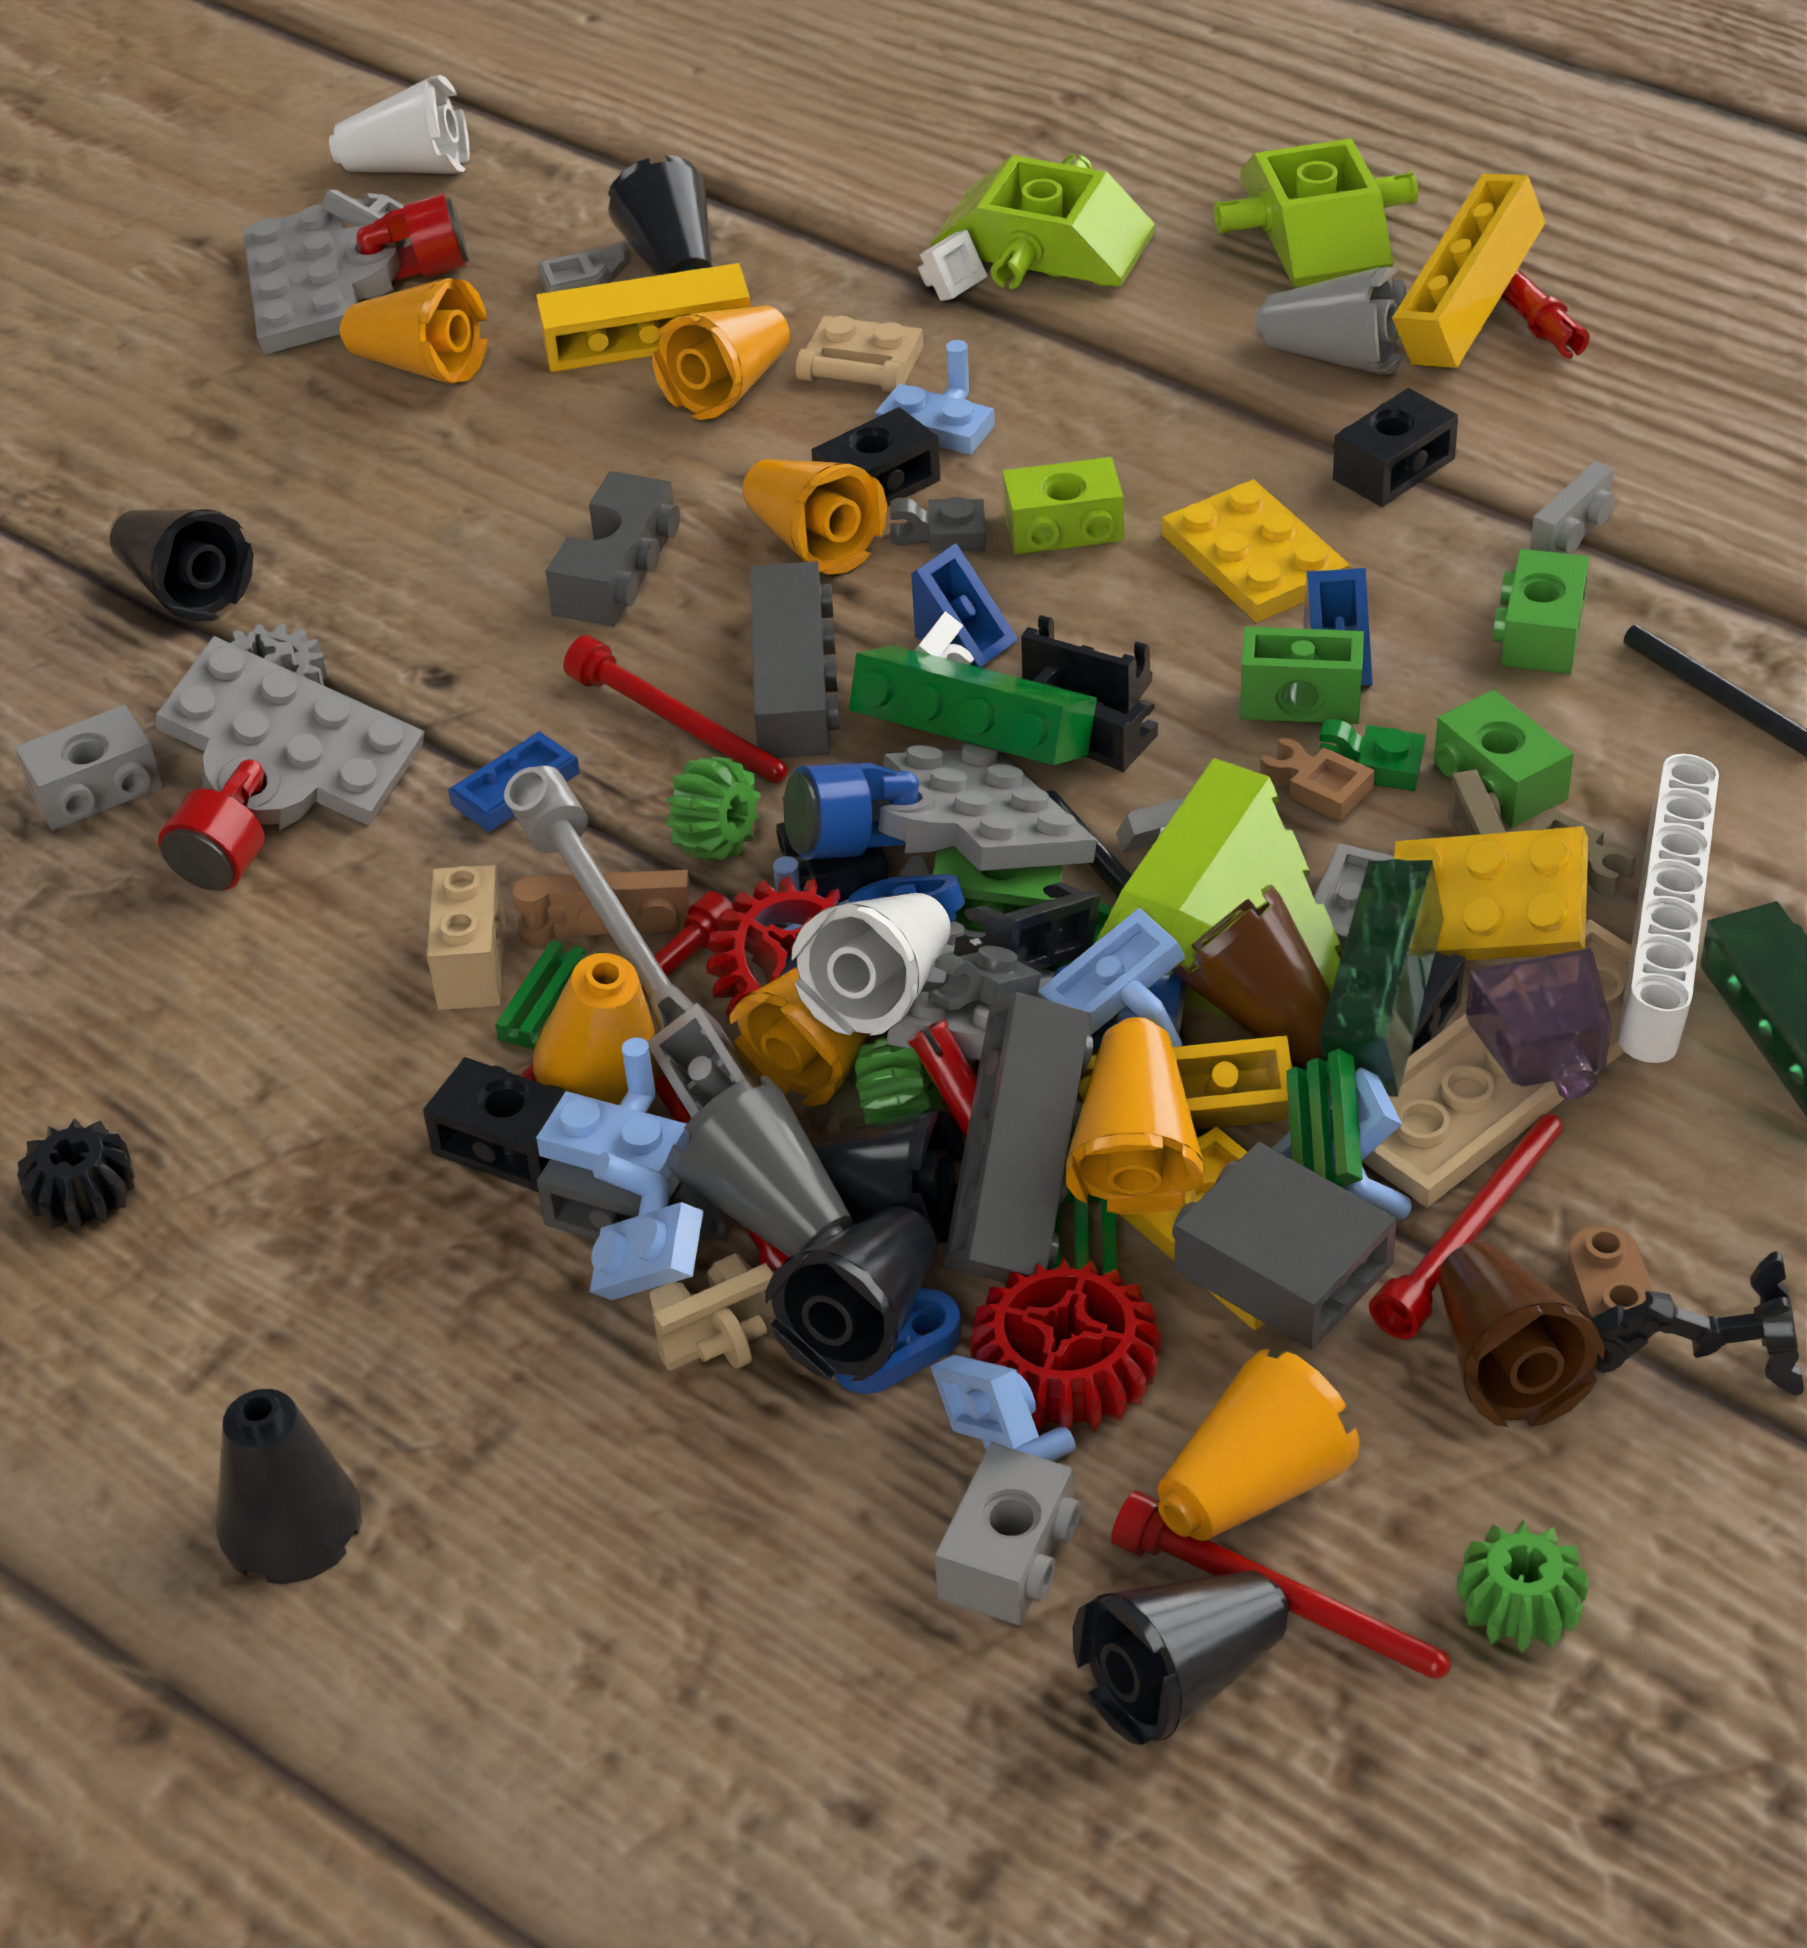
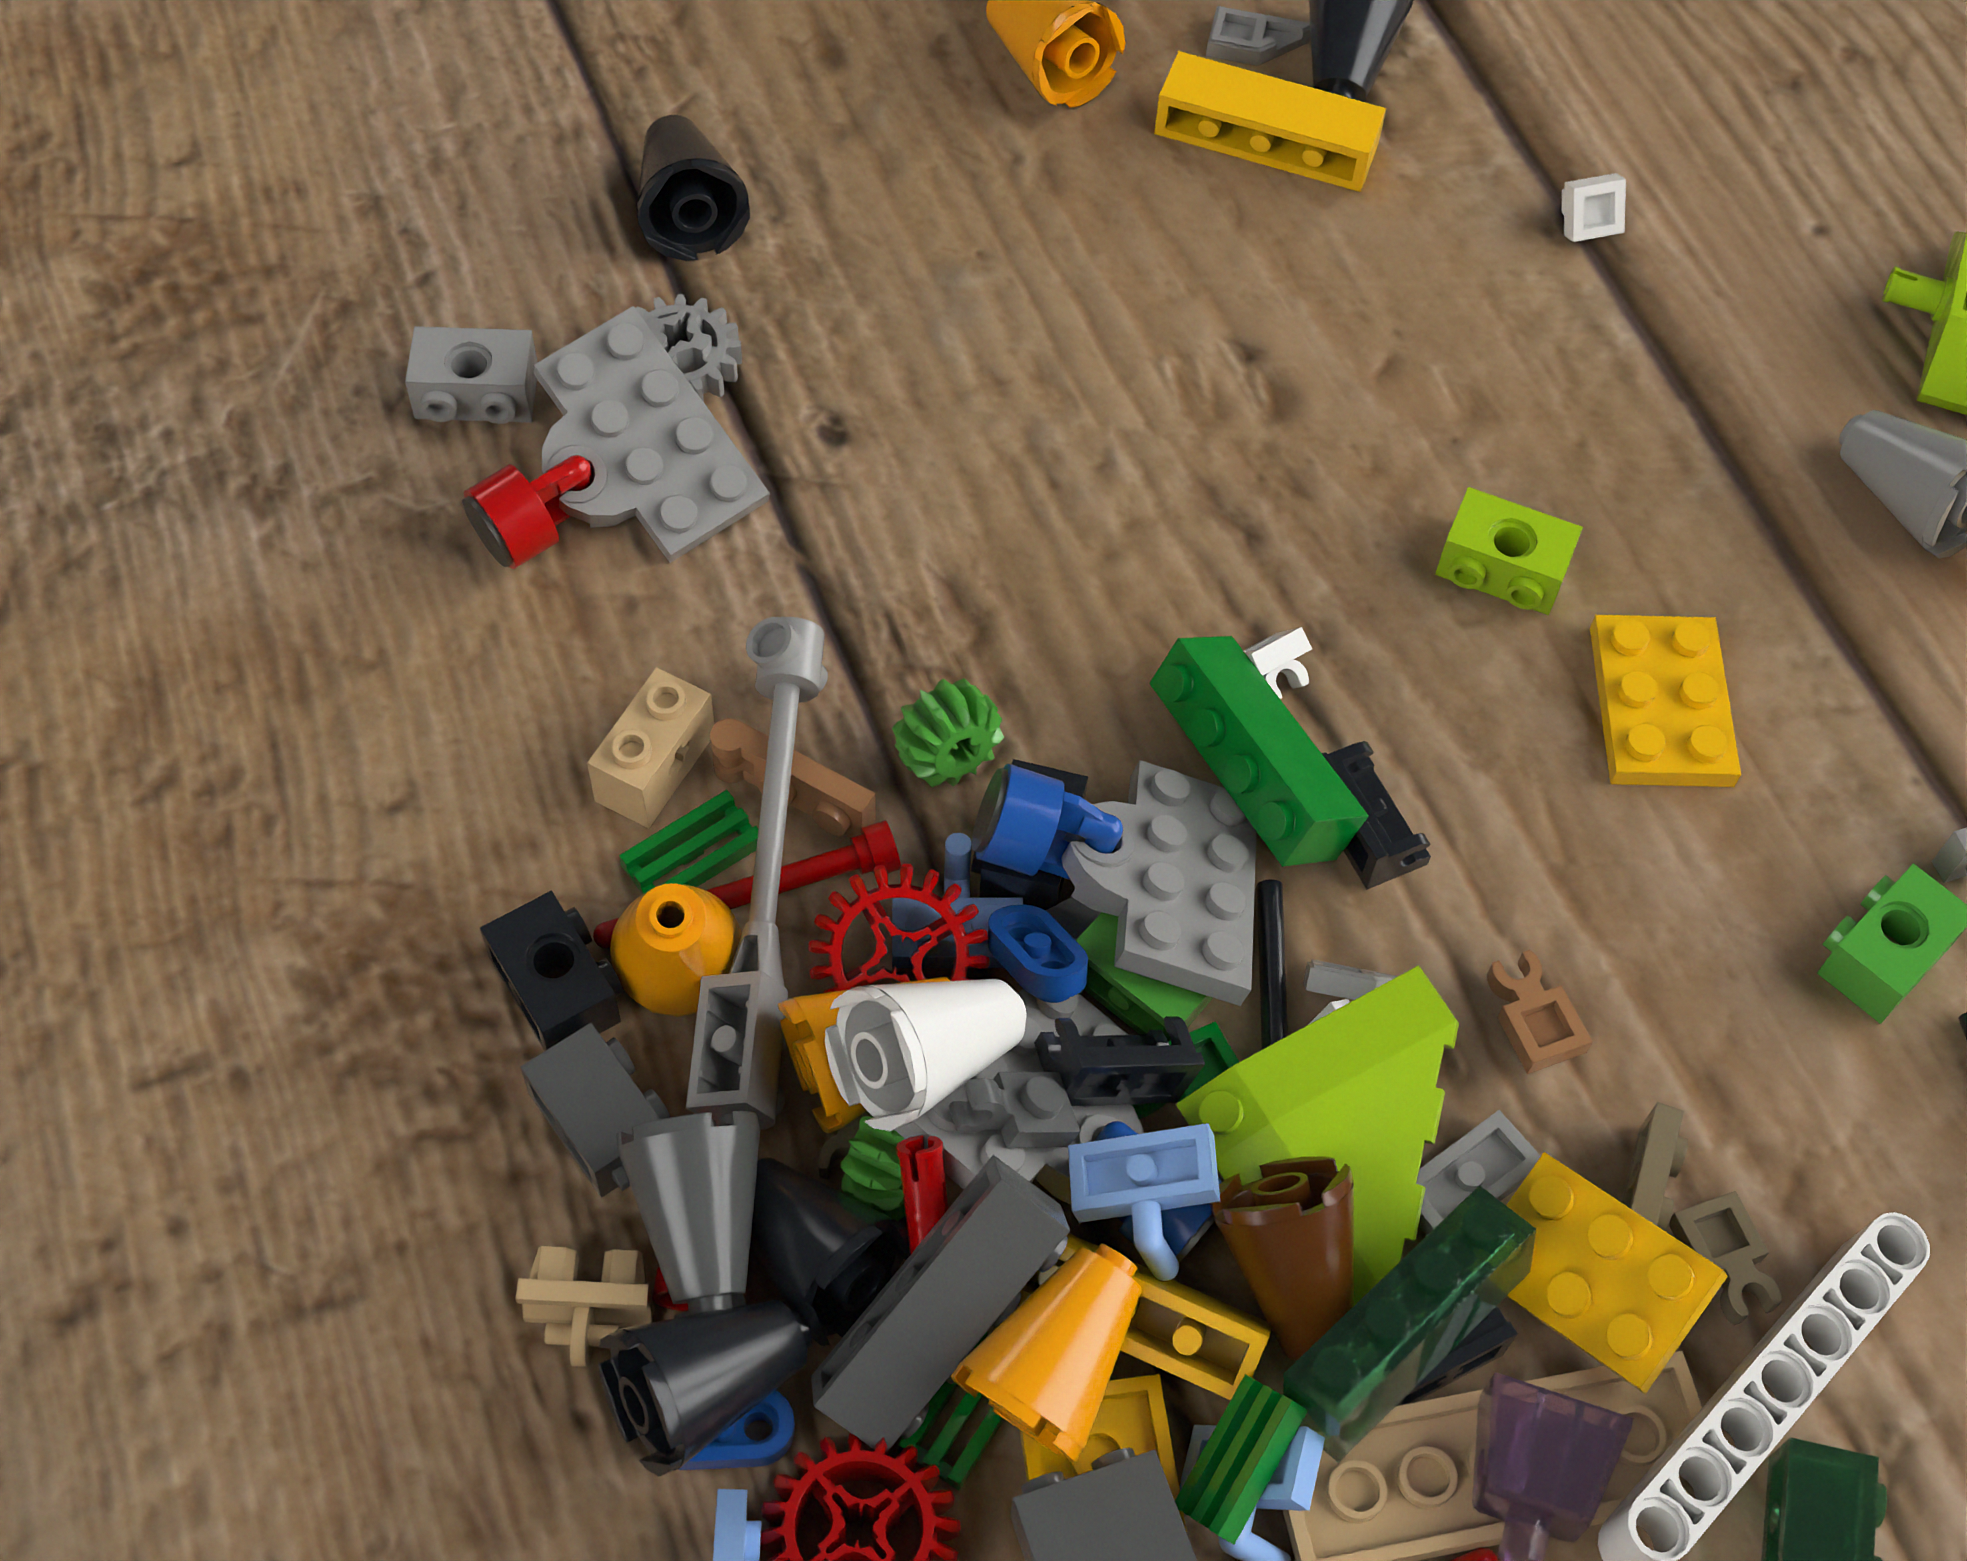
camera: 25 degrees right, 15 degrees up
(76, 1174) = (181, 812): black gear -> none
(281, 1492) = (112, 1270): black cone -> none
(482, 793) = (814, 588): blue plate -> none
(587, 1126) = (610, 1065): light blue plate -> none
(593, 664) = (965, 496): red piece -> none
(603, 575) = (1035, 402): dark grey arch -> none
(648, 1248) = (557, 1192): light blue plate -> none
(717, 356) = (1303, 205): light orange cone -> none
(790, 659) = (1137, 592): dark grey brick -> none
(818, 509) = (1270, 437): light orange cone -> none
(860, 352) = (1451, 255): tan plate -> none
(891, 449) = (1366, 406): black brick -> none
(942, 525) = (1390, 511): dark grey plate -> none
(949, 415) = (1465, 376): light blue plate -> none
(953, 587) = (1328, 610): blue slope -> none
(1052, 222) = (1720, 205): lime slope -> none
(1109, 678) = (1402, 756): black hinge -> none
(1301, 674) = (1594, 890): bright green brick -> none
(1340, 603) = (1669, 854): blue slope -> none
(1388, 751) = (1619, 1022): green plate -> none
(1395, 447) = (1881, 656): black brick -> none
(1509, 752) = (1744, 1066): bright green brick -> none

